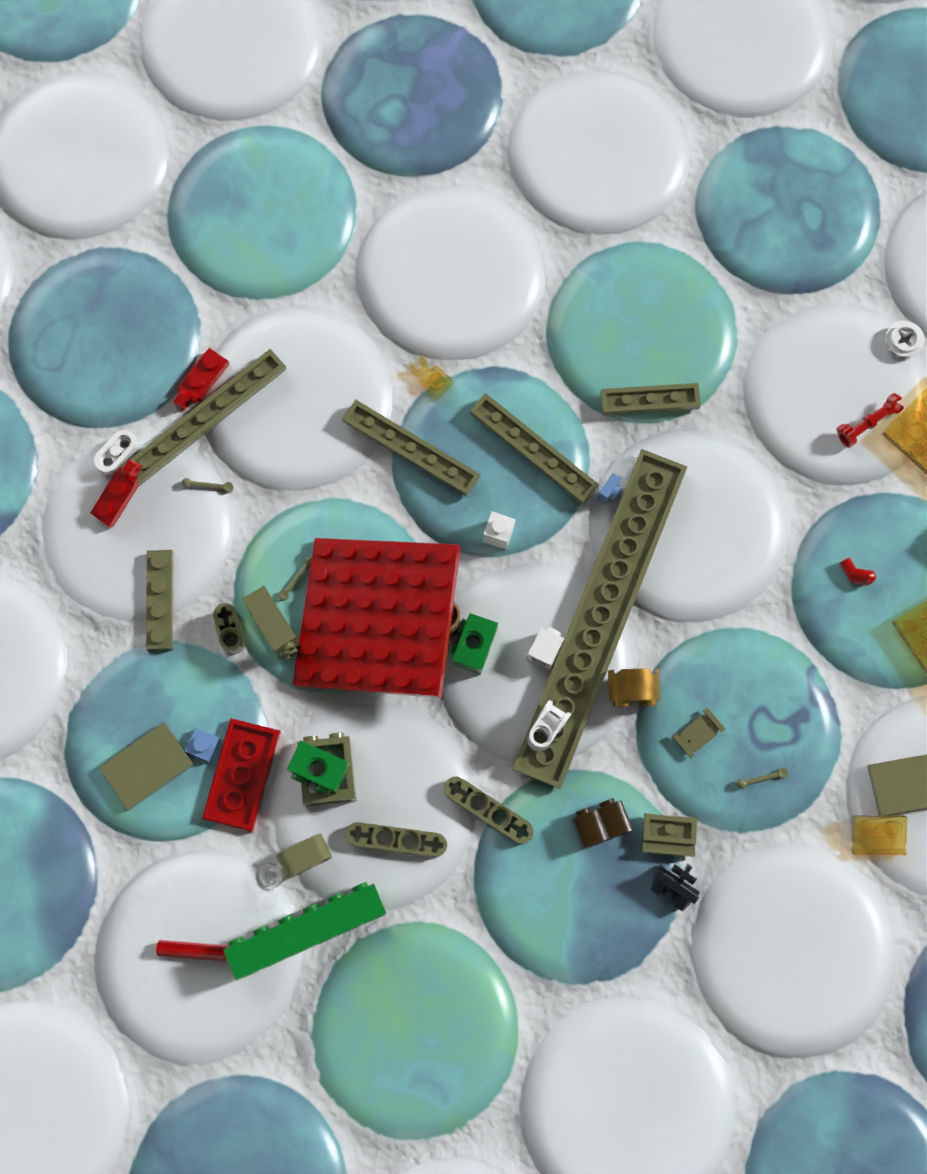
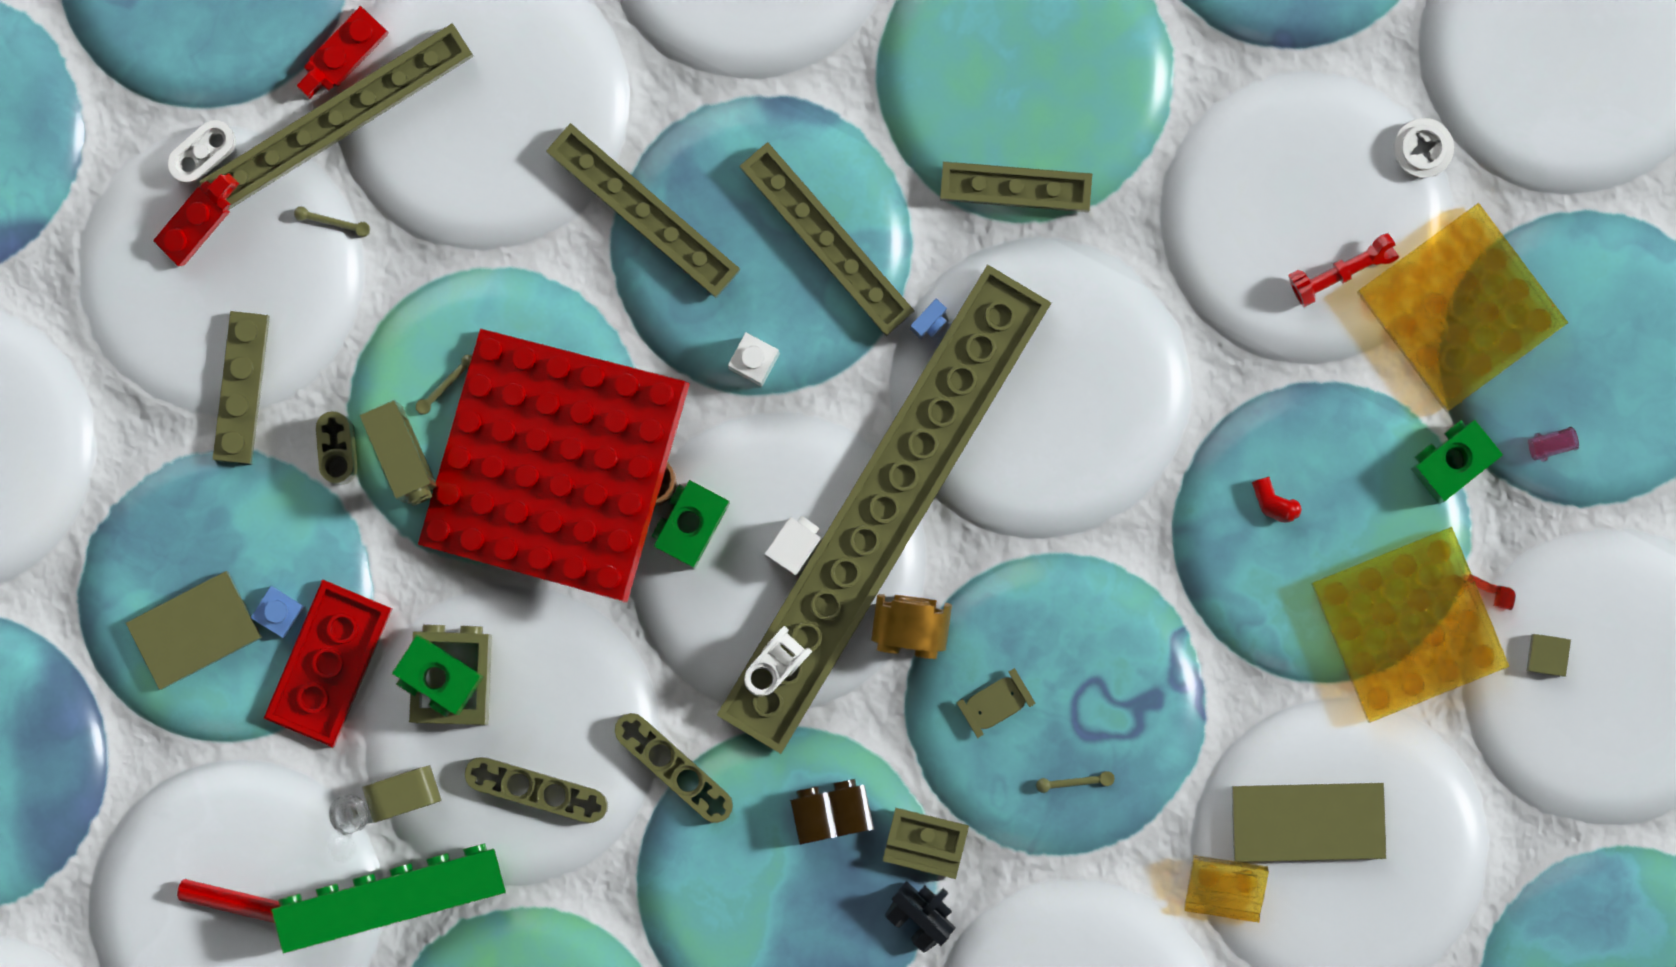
camera: 10 degrees right, 10 degrees up
(433, 380) = (694, 107): clear yellow plate -> none

